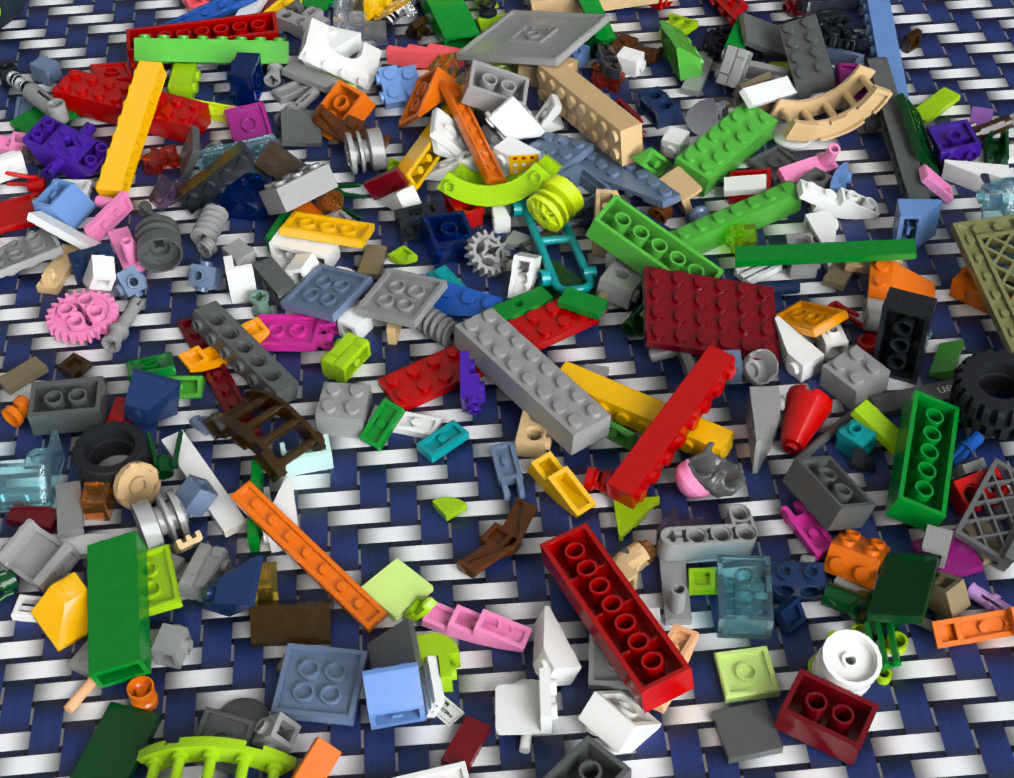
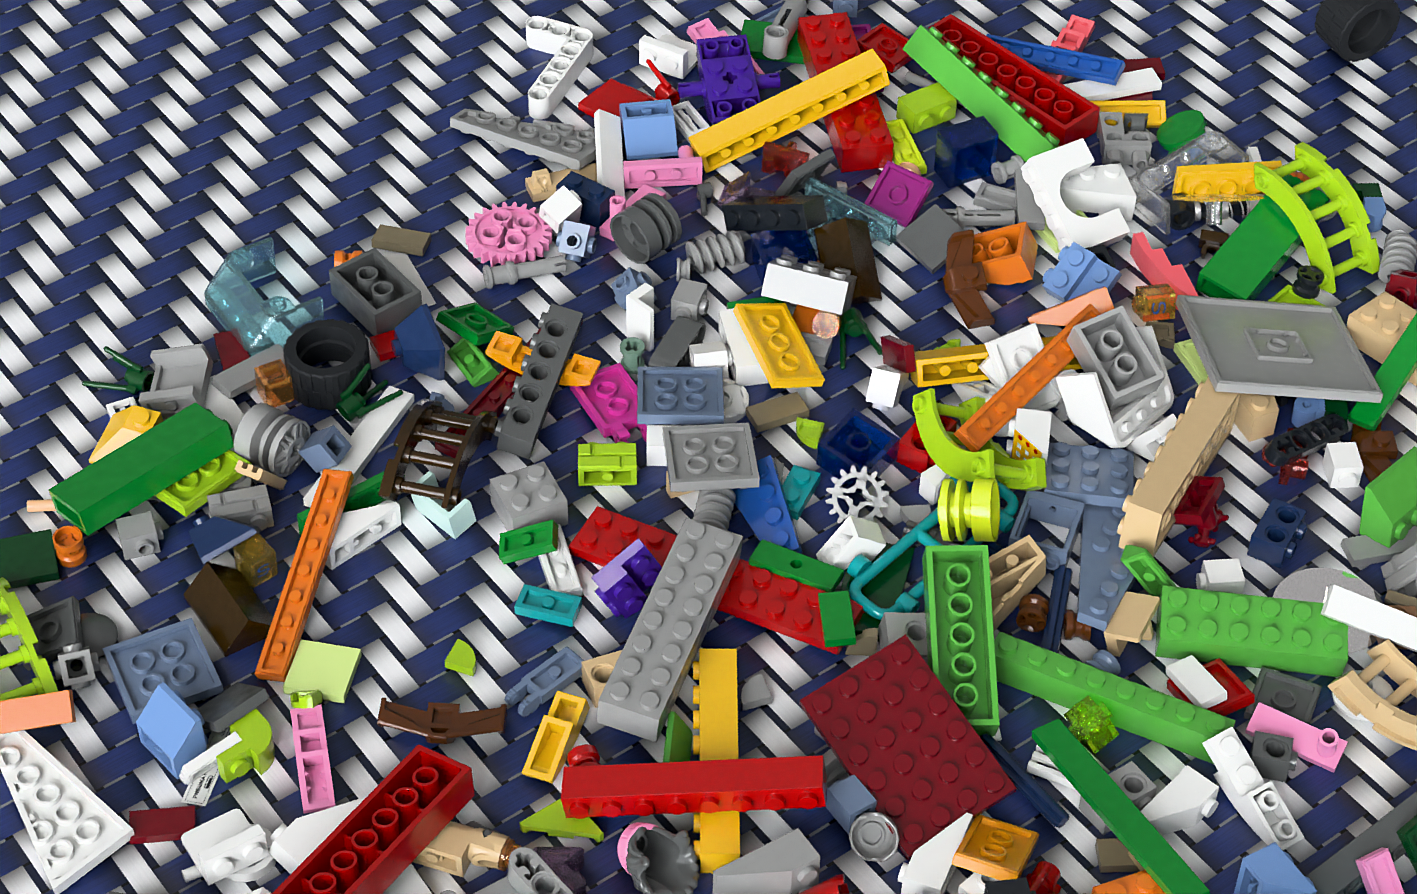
camera: 55 degrees right, 0 degrees up
(74, 366) = (438, 269): dark brown plate -> none
(136, 482) = (306, 397): tan tile -> none
(365, 151) = (935, 308): light grey wheel -> none
(409, 219) = (870, 405): black brick -> none
(841, 177) = (1303, 777): medium blue slope -> none

